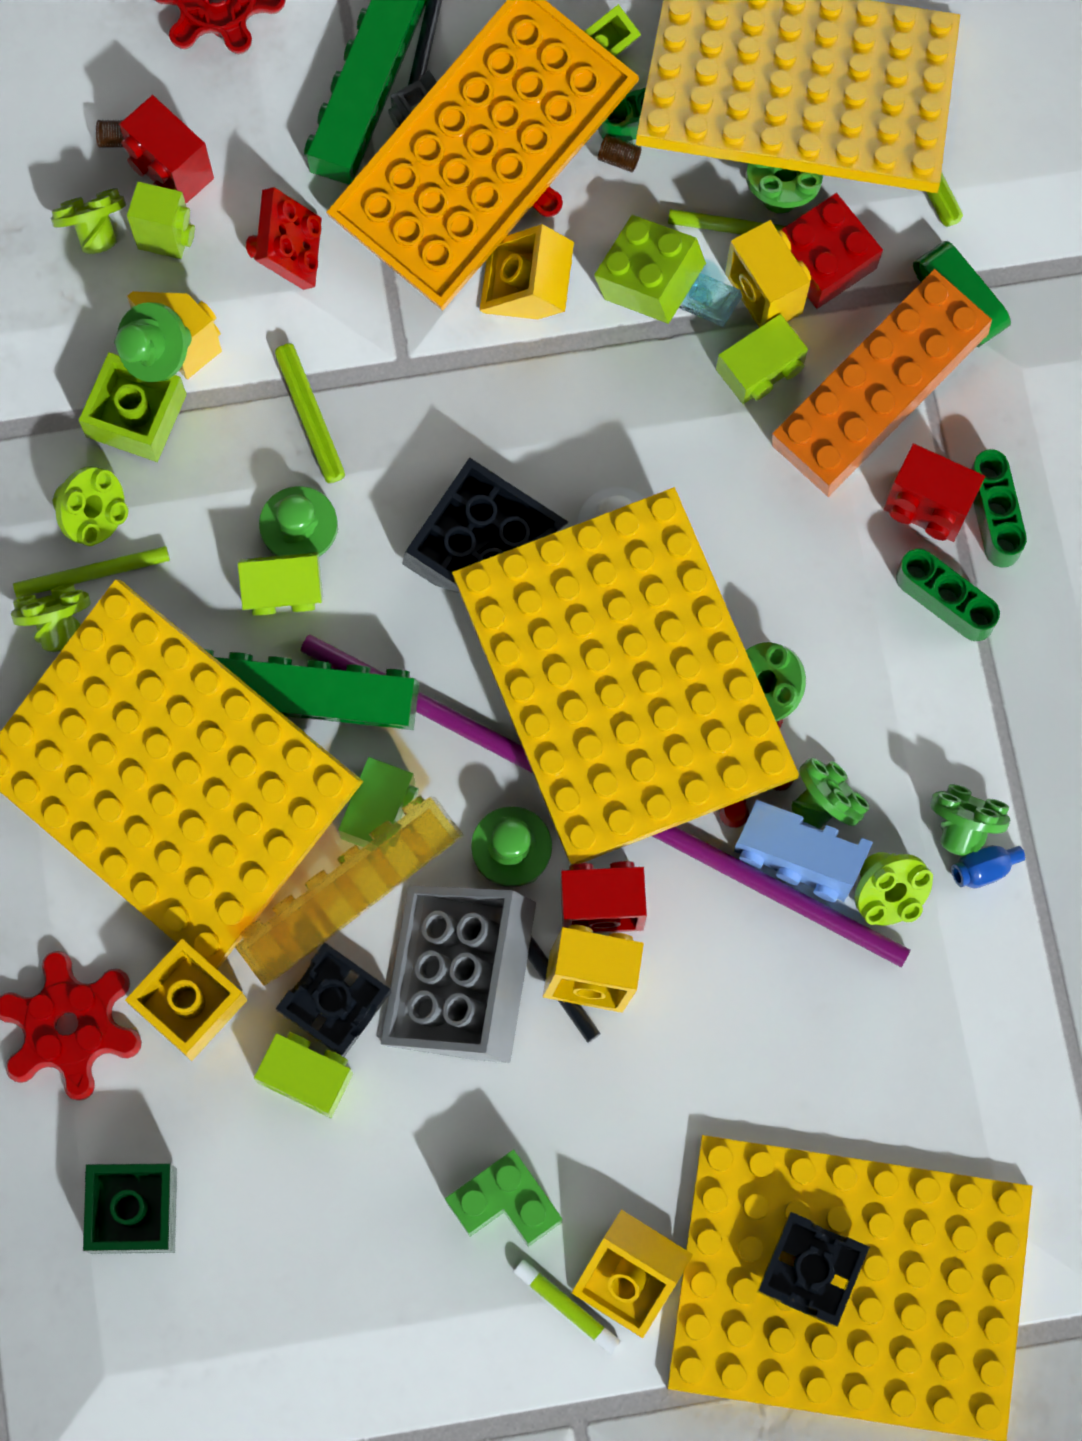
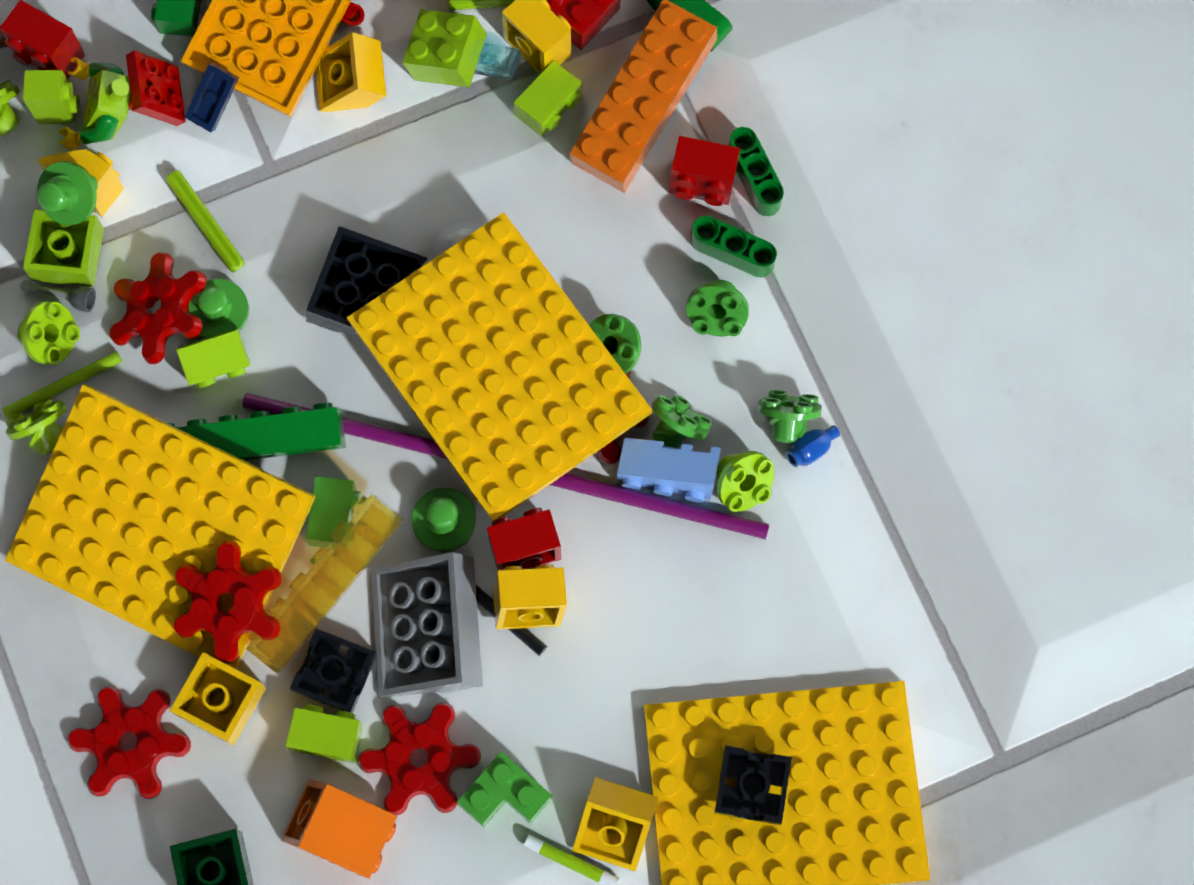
camera: 15 degrees left, 0 degrees up
(138, 472) = (80, 298): none -> dark grey hinge
(223, 245) = (105, 103): none -> torso
(238, 523) = (171, 316): none -> red plate
(252, 881) = (247, 595): none -> red plate
(295, 1194) = (340, 828): none -> orange slope
(353, 264) = (211, 97): none -> dark blue plate
(417, 1161) = (434, 776): none -> red plate
(909, 668) = (717, 309): none -> bright green plate

